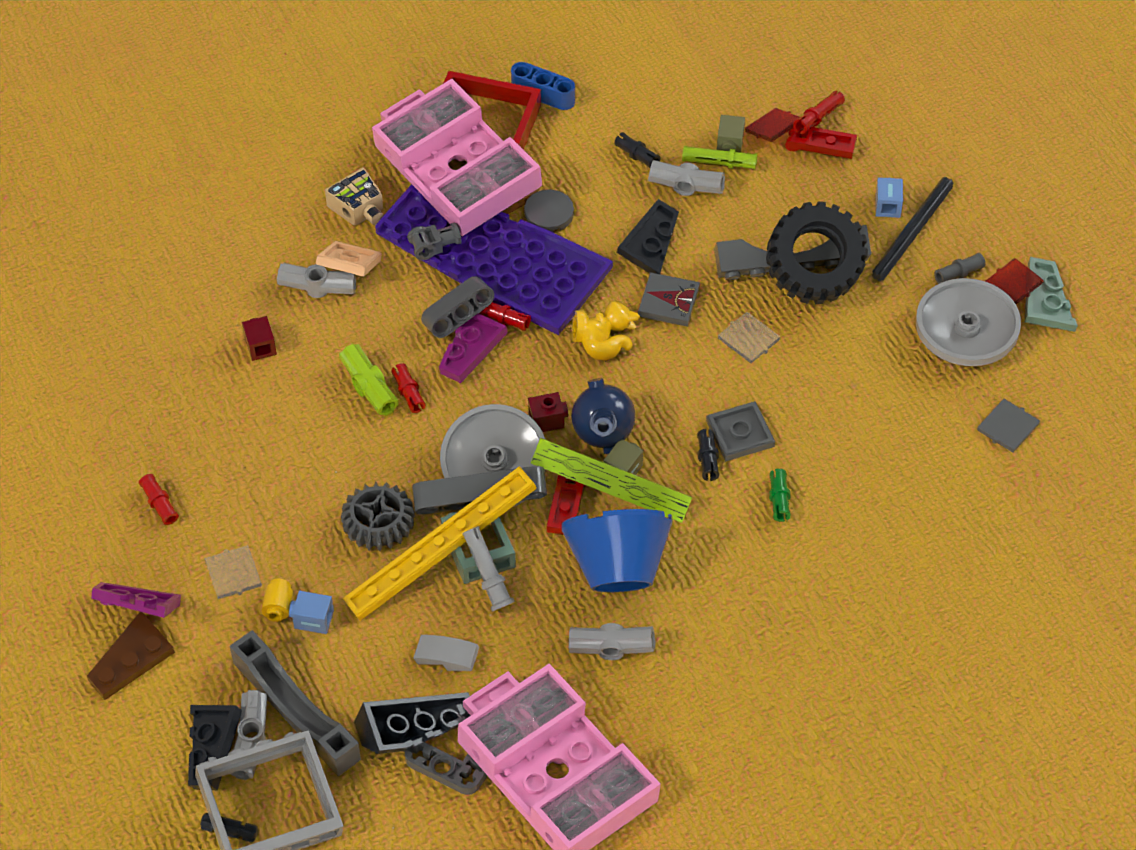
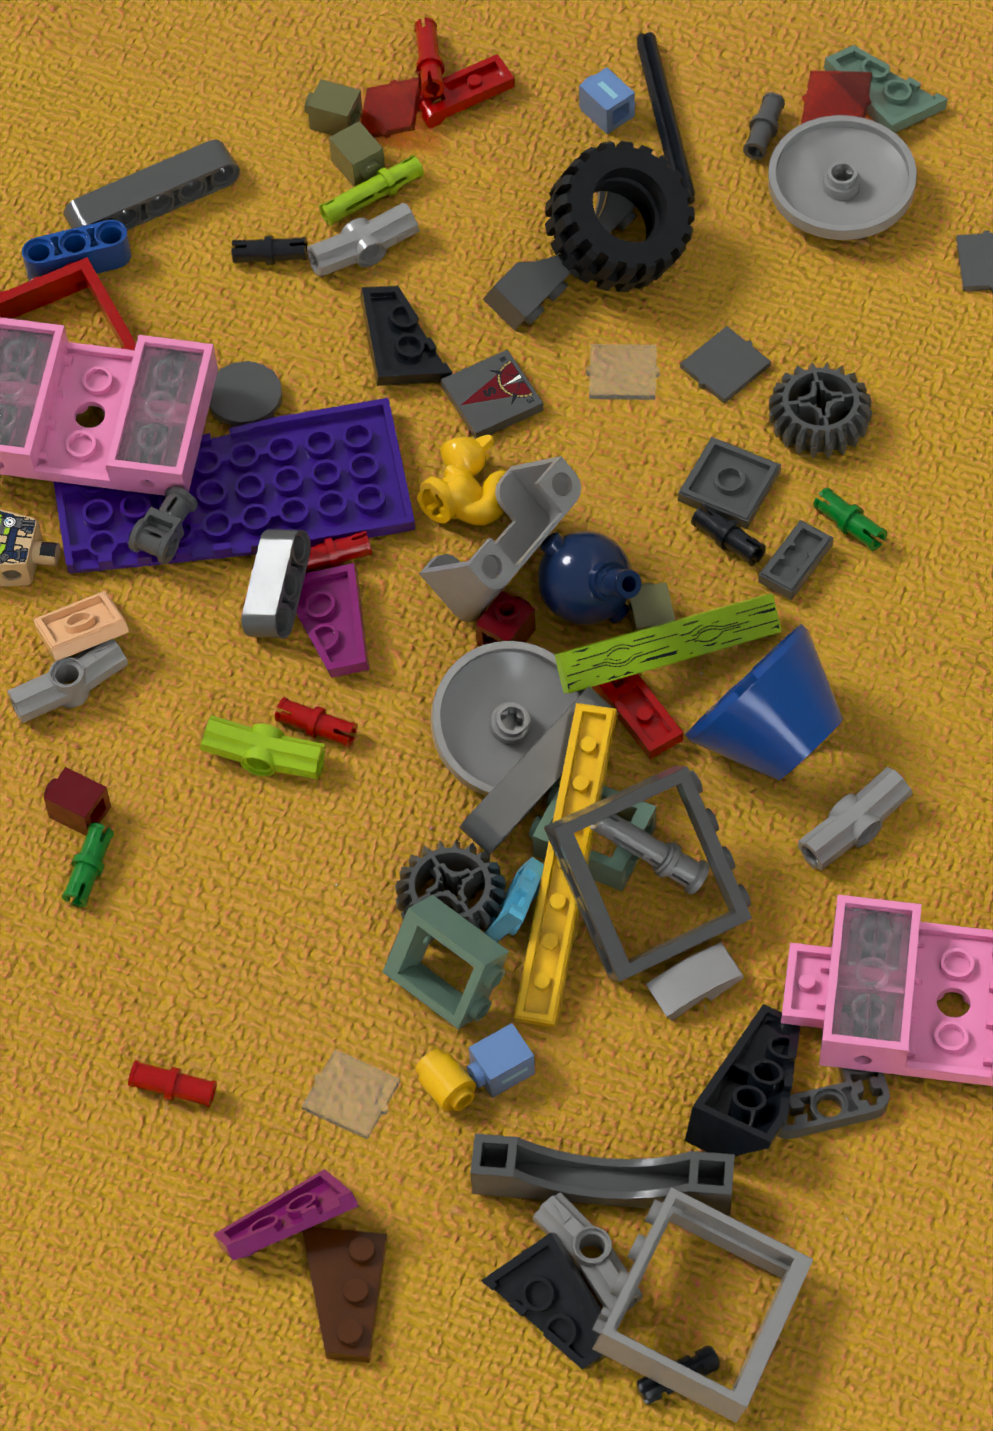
camera: 40 degrees left, 5 degrees up
(233, 370) = (87, 865): none -> green pin
(332, 542) = (404, 965): none -> sand green window
(392, 548) = (518, 898): none -> medium azure wing
(425, 569) = (588, 897): none -> dark grey window
(615, 82) = (157, 188): none -> dark grey beam
(620, 360) = (535, 500): none -> light grey windscreen
(728, 493) = (795, 560): none -> dark grey plate
(744, 103) = (333, 107): none -> olive brick
(805, 372) = (725, 364): none -> dark grey piece
(828, 437) = (839, 398): none -> dark grey gear

